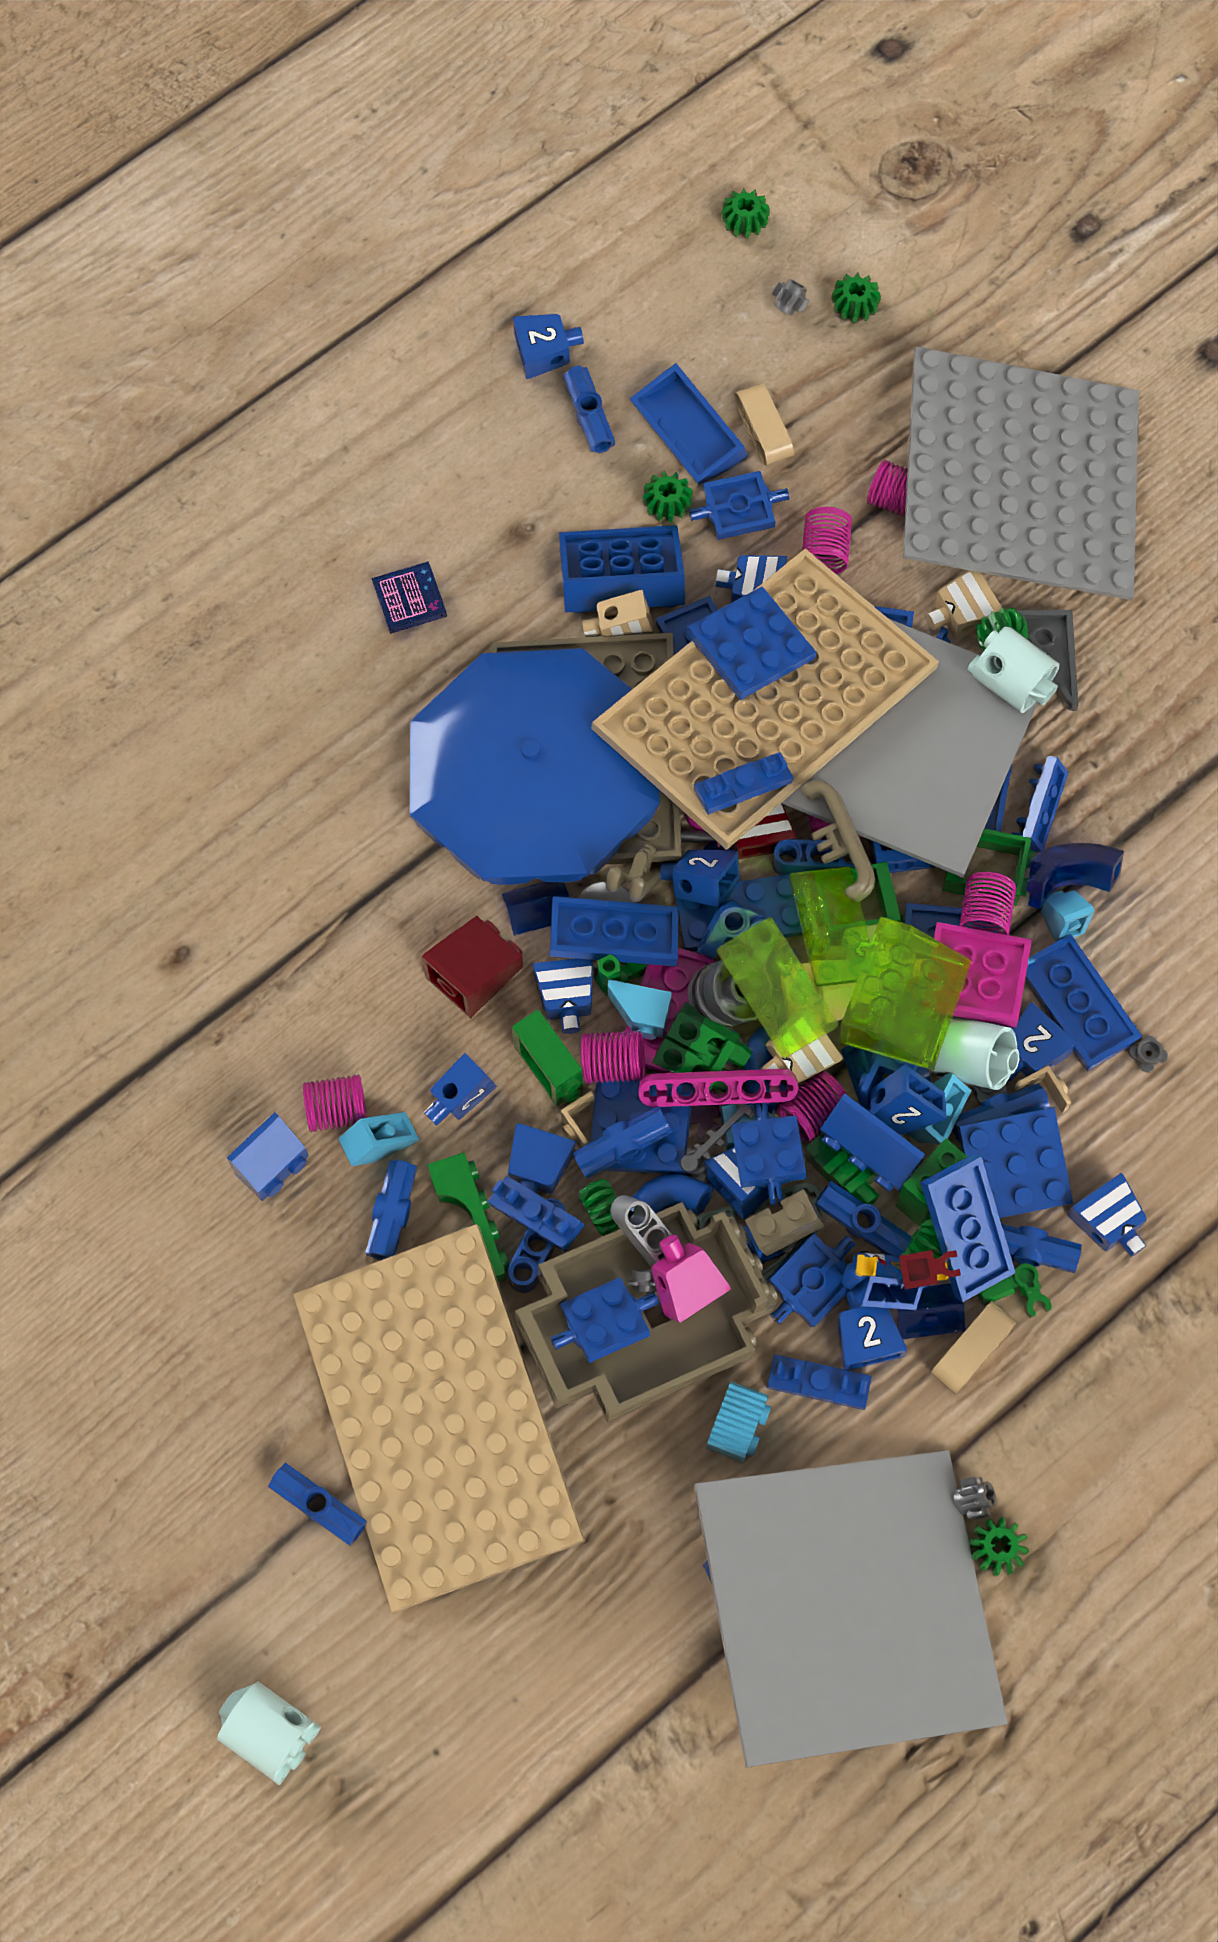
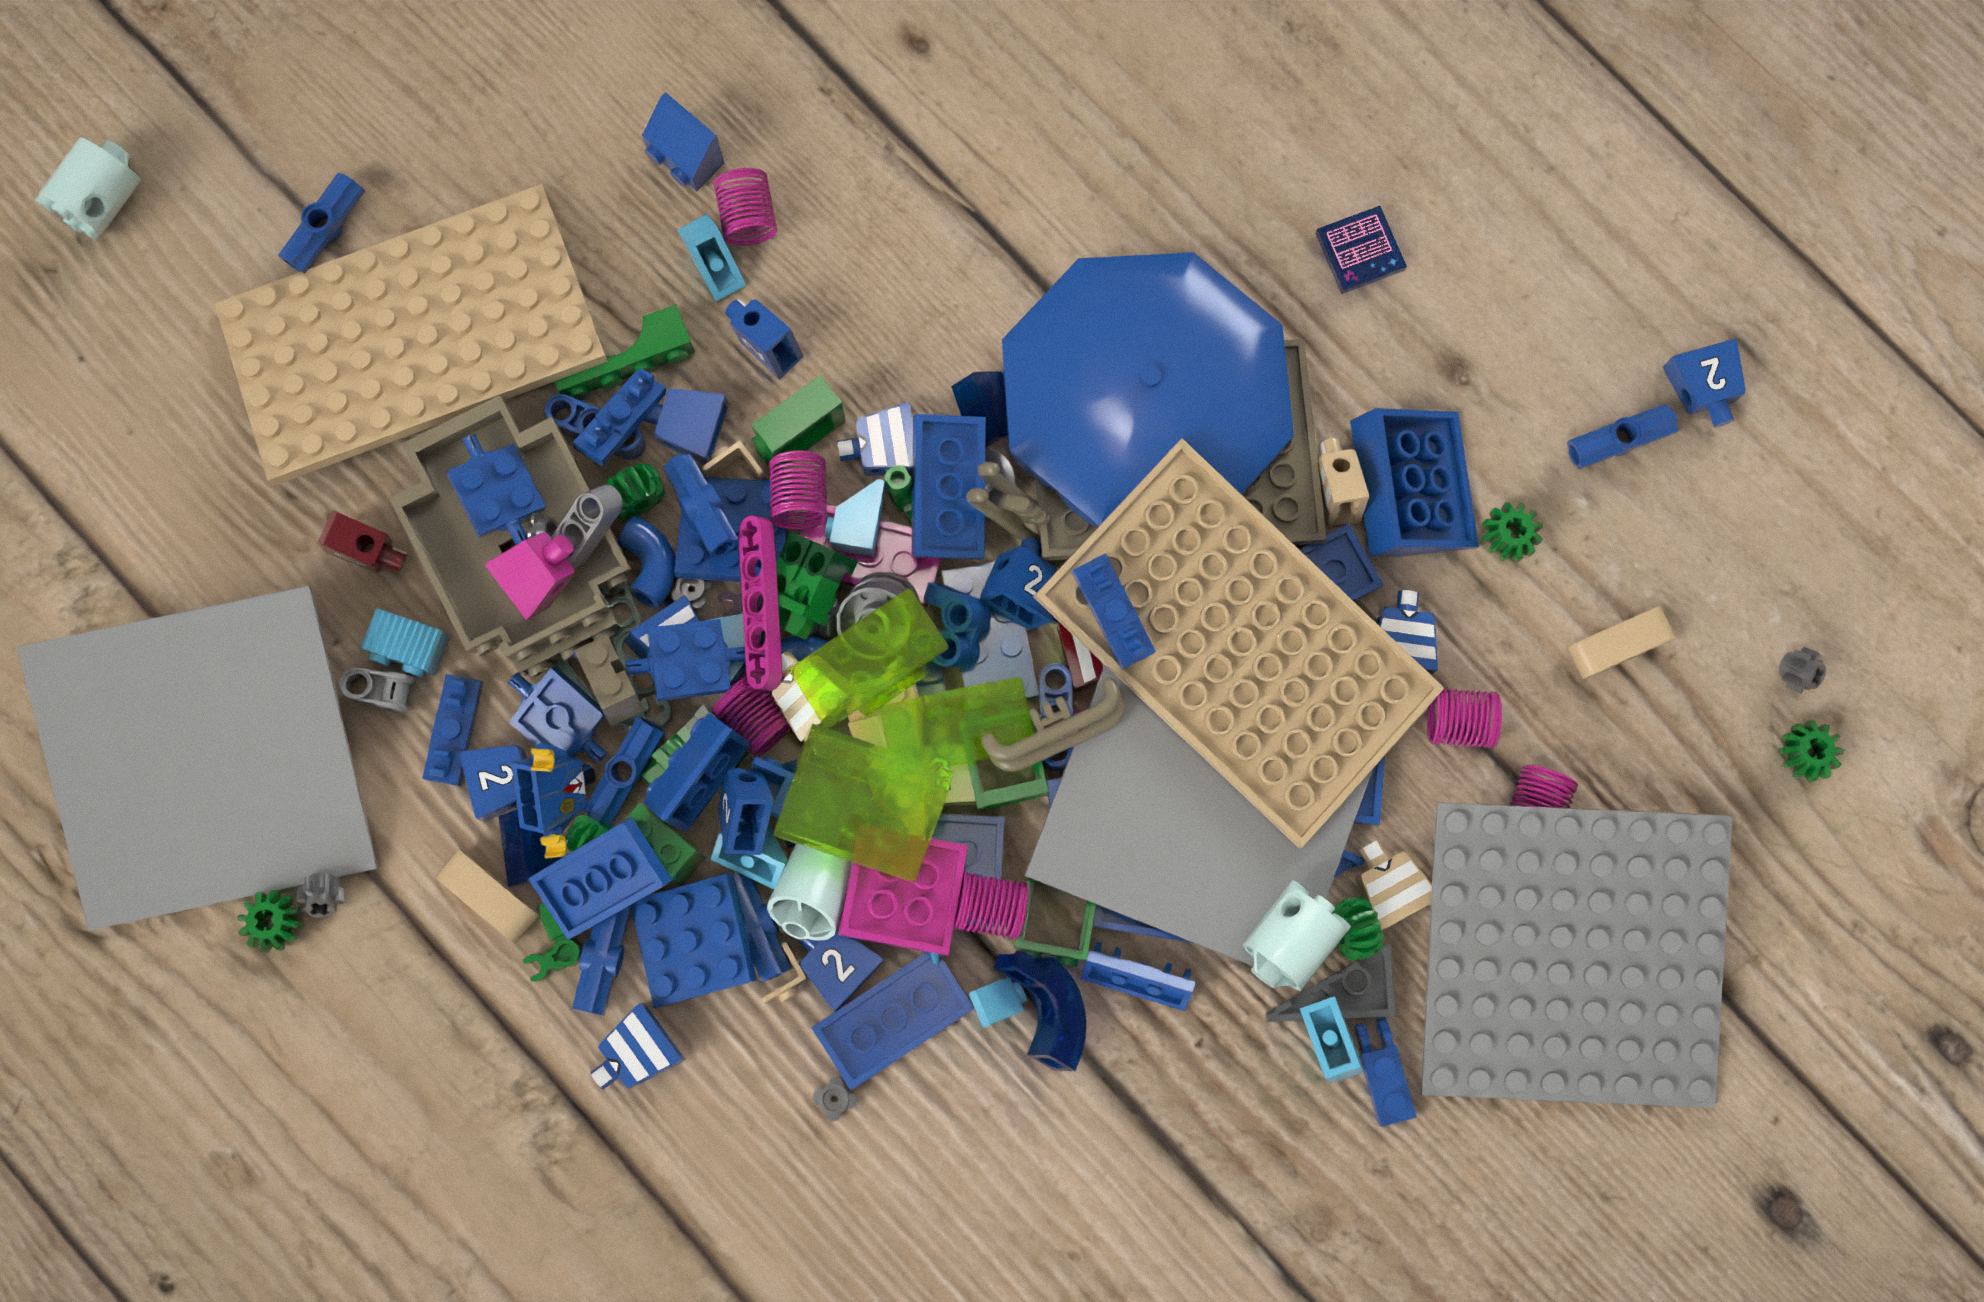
camera: 85 degrees right, 10 degrees up
(391, 1210) = (632, 275): blue piece -> none
(472, 964) = (908, 339): dark red slope -> none
(643, 1461) = (347, 538): none -> dark red torso
(689, 425) = (1613, 554): blue slope -> none
(689, 1162) = (680, 579): flat silver piece -> none
(739, 505) = (1508, 616): blue plate -> none
(745, 213) = (1927, 624): green gear -> none
(751, 643) = (1303, 621): blue plate -> none
(782, 1442) = (383, 690): none -> light grey piece
(922, 1269) = (544, 827): dark red plate -> none
(1095, 655) = (1332, 1040): none -> medium azure slope
(1118, 624) = (1385, 1076): none -> blue hinge

